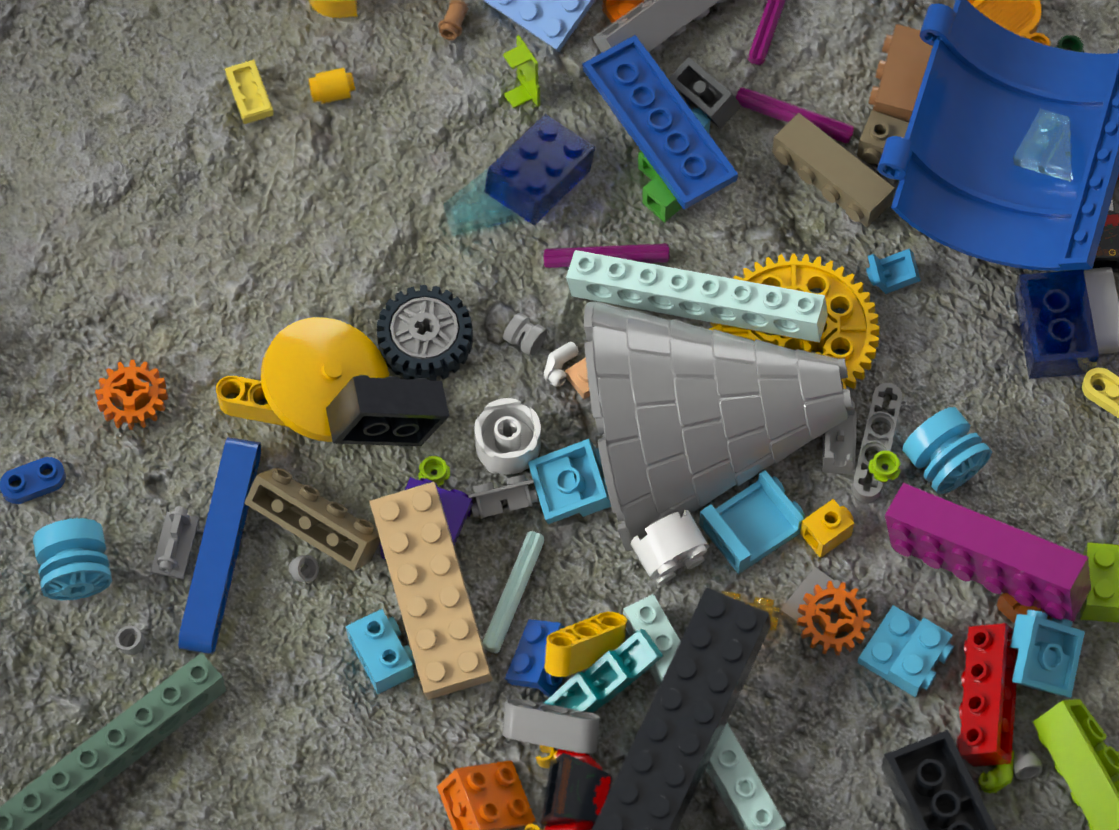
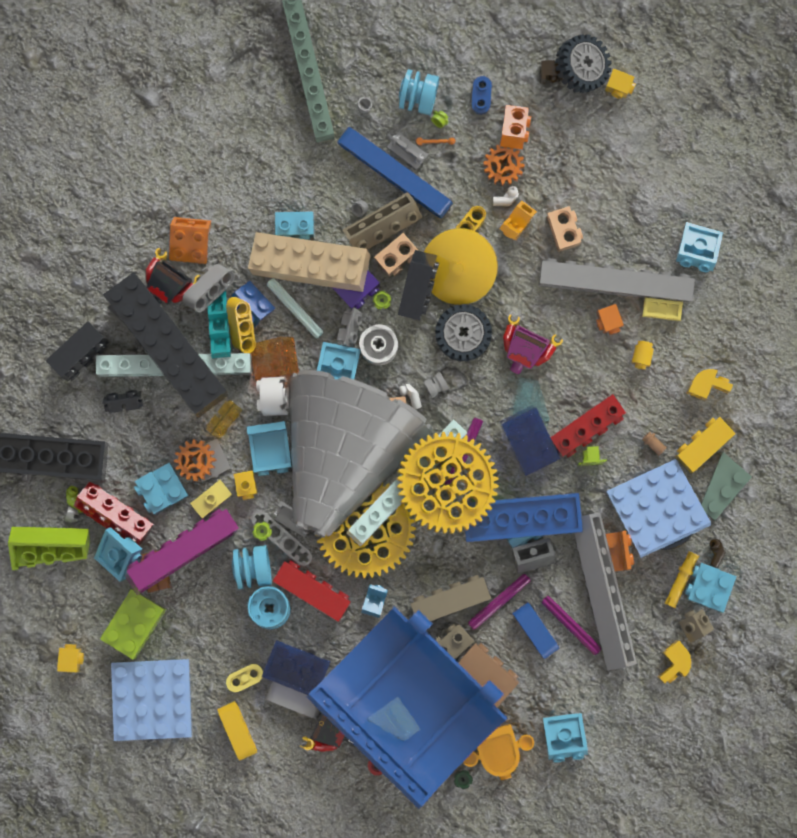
camera: 120 degrees right, 20 degrees up
(59, 405) = (514, 127): none -> orange brick
(104, 516) = (439, 119): none -> lime plate
(131, 81) = (699, 247): none -> medium azure plate
(149, 536) = (419, 141): none -> orange hinge
(182, 368) = (508, 199): none -> white arm
(198, 272) = (559, 230): none -> light nougat brick
(211, 335) = (518, 220): none -> light orange brick
(240, 167) = (615, 281): none -> light grey brick
(300, 149) = (609, 320): none -> orange brick
(348, 487) = (392, 251): none -> light nougat brick
(401, 237) = (526, 347): none -> torso
(471, 107) = (588, 425): none -> red brick
(610, 577) = (274, 358): none -> clear orange bracket
(656, 189) = (440, 515): none -> yellow gear
(792, 765) = (130, 398): none -> black hinge
(807, 49) = (536, 630): none -> blue beam
(877, 571) = (211, 499): none -> light yellow plate
(930, 355) = (312, 591): none -> red brick
(996, 383) = (258, 603): none -> medium azure wheel

